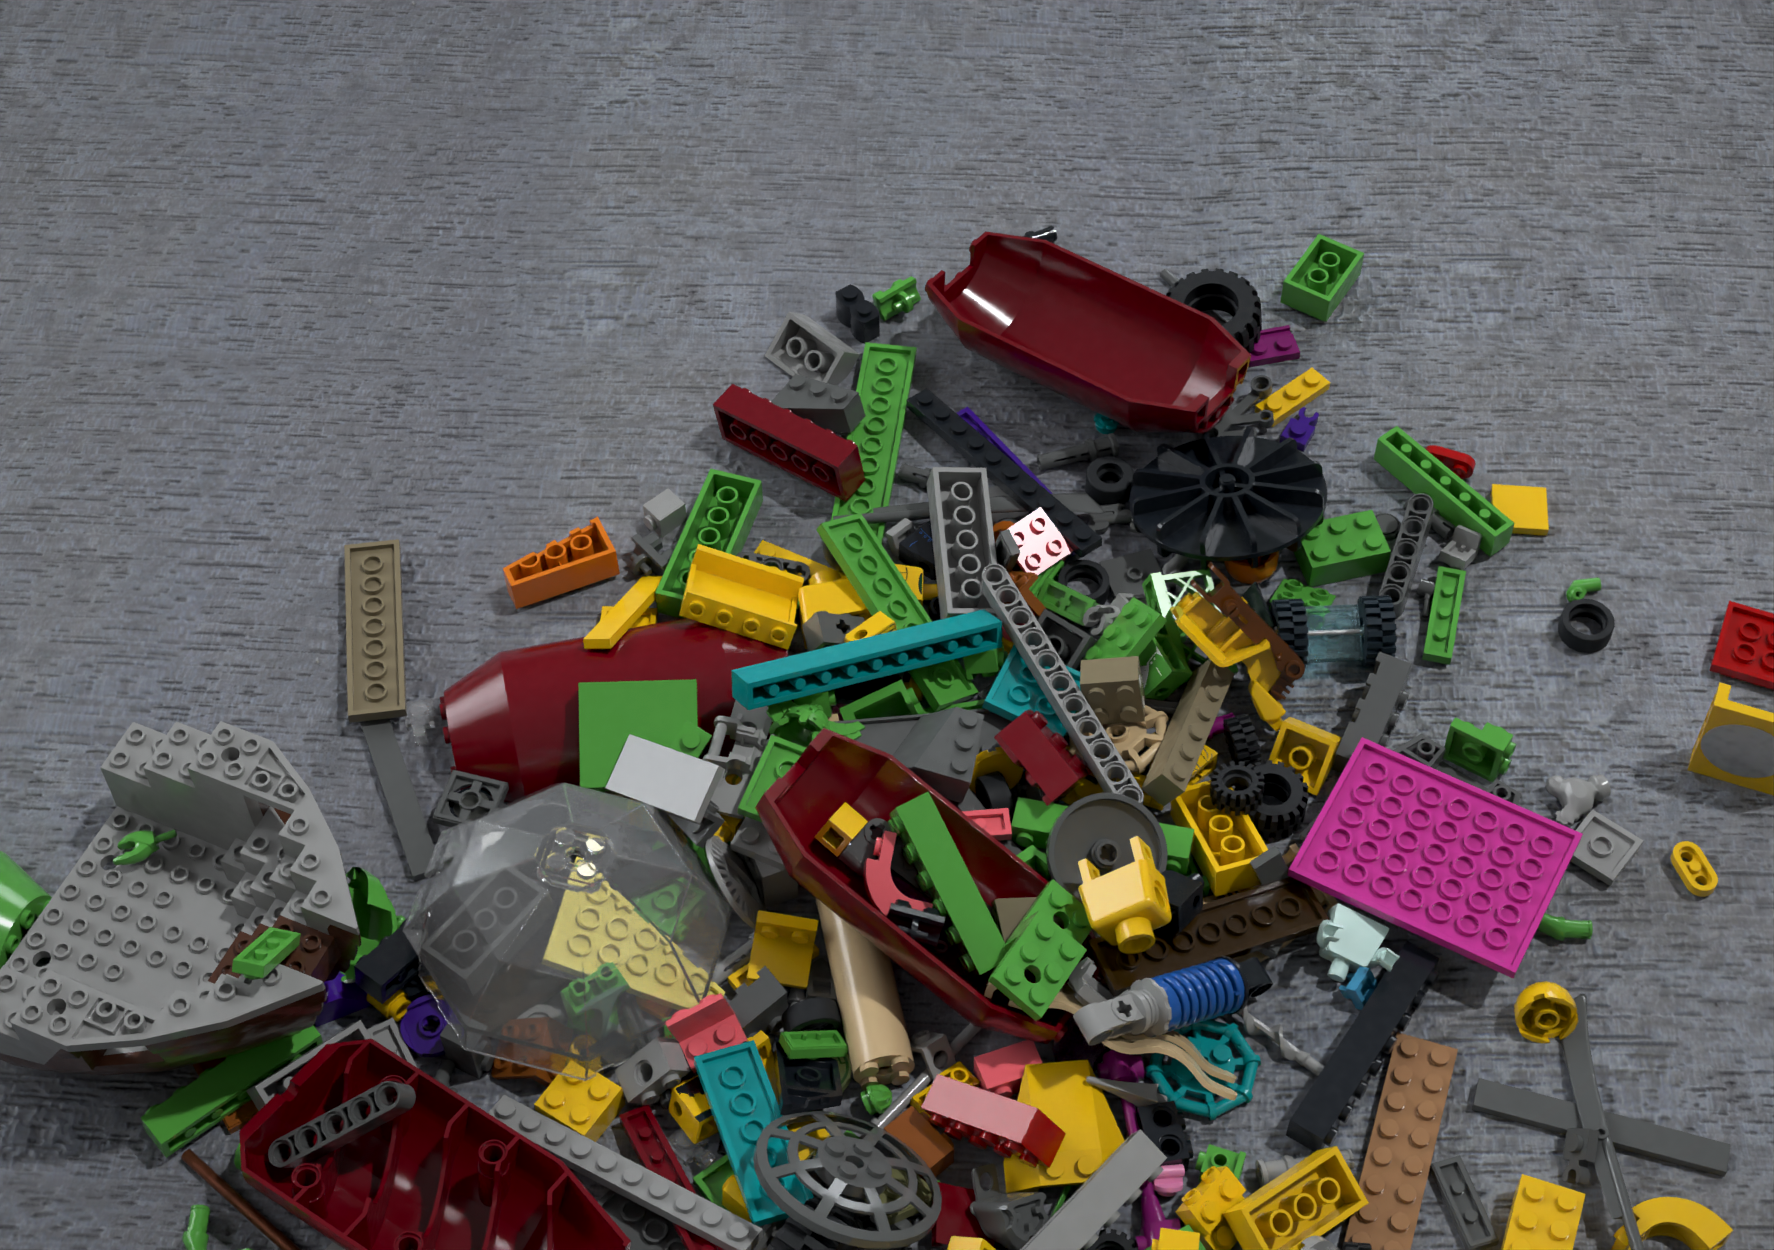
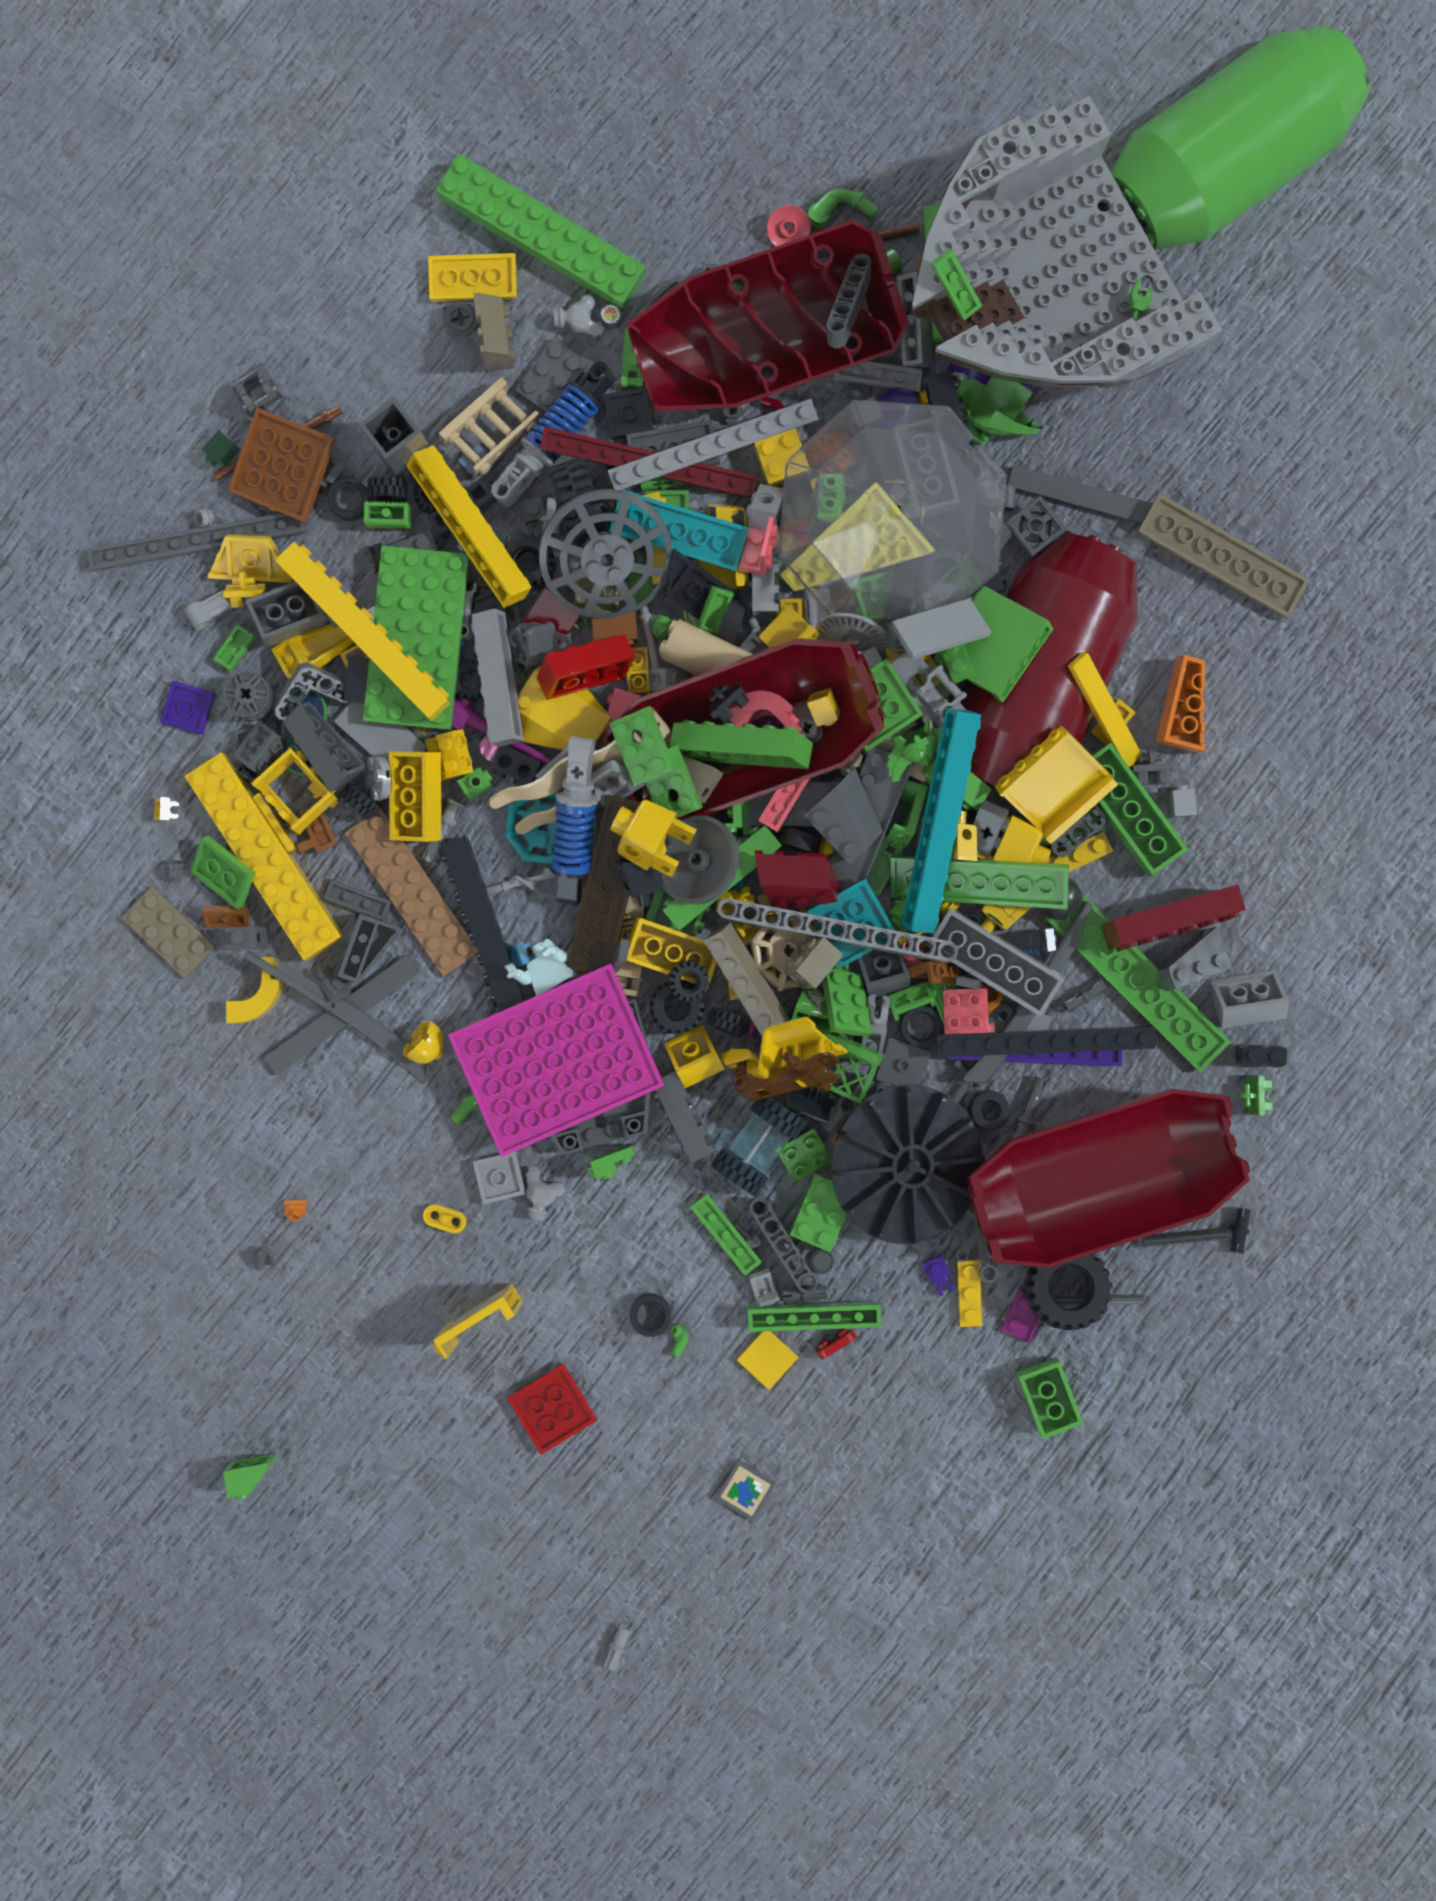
camera: 130 degrees right, 35 degrees up
(1506, 1147) = (366, 946): none -> dark grey wedge
(1653, 450) = (745, 1490): none -> tile

